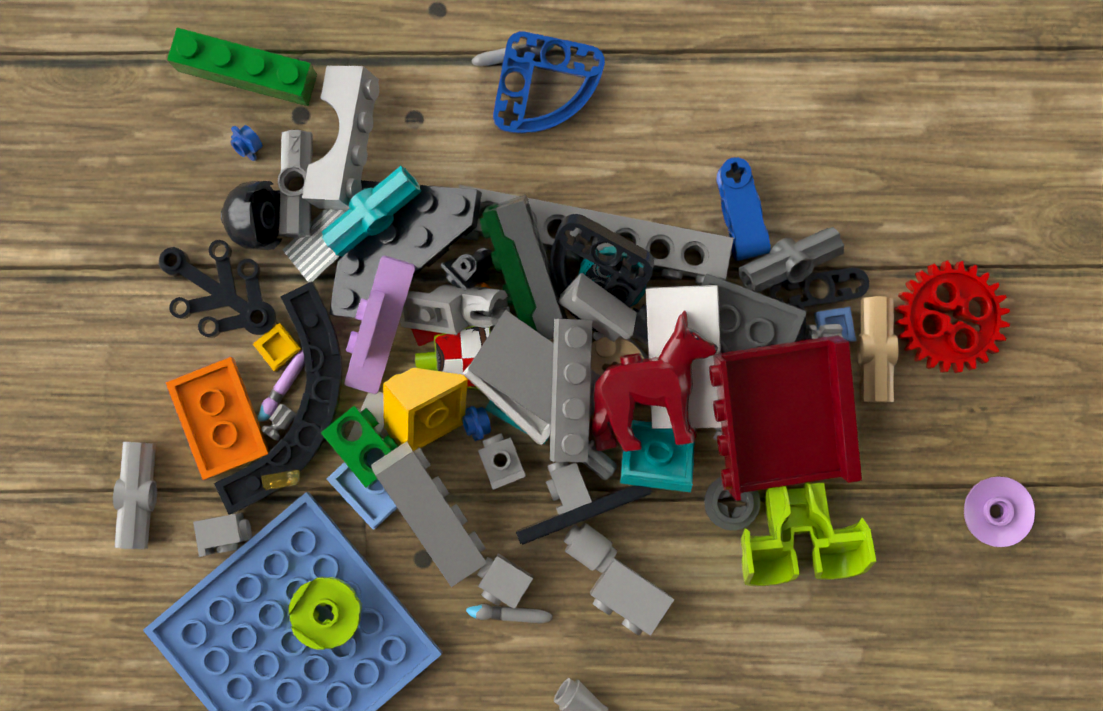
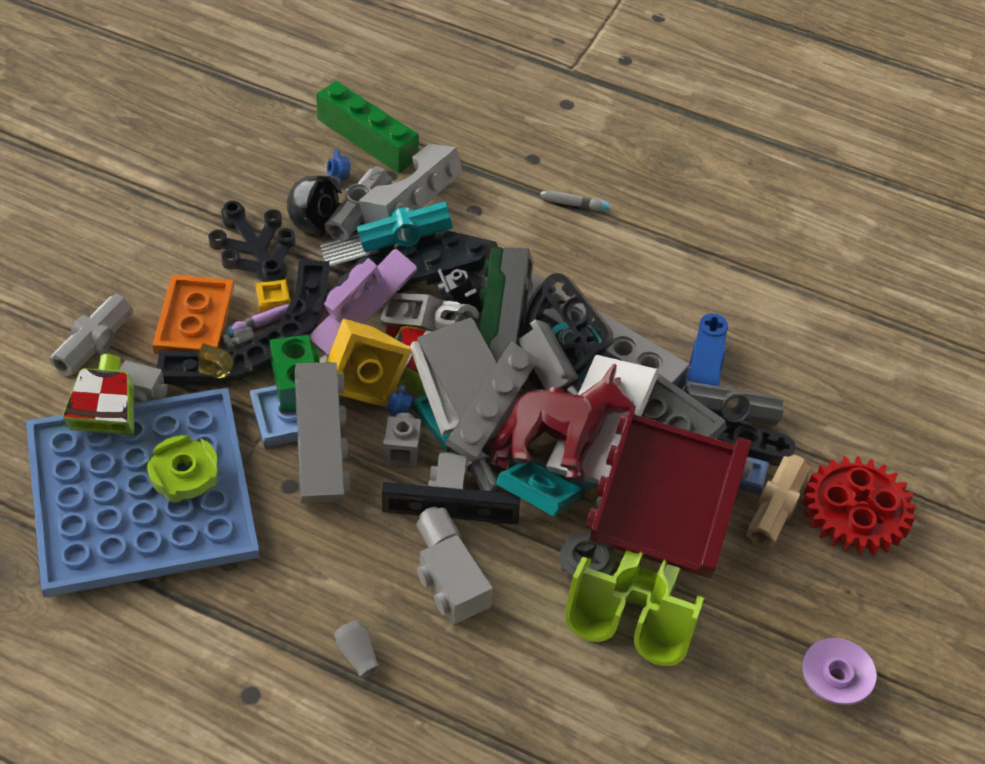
camera: 25 degrees right, 35 degrees down
(206, 585) = (102, 399): none -> torso
(503, 581) = (350, 523): light grey brick -> none
(503, 613) = (337, 555): light grey piece -> none
(525, 66) = (583, 204): blue beam -> none

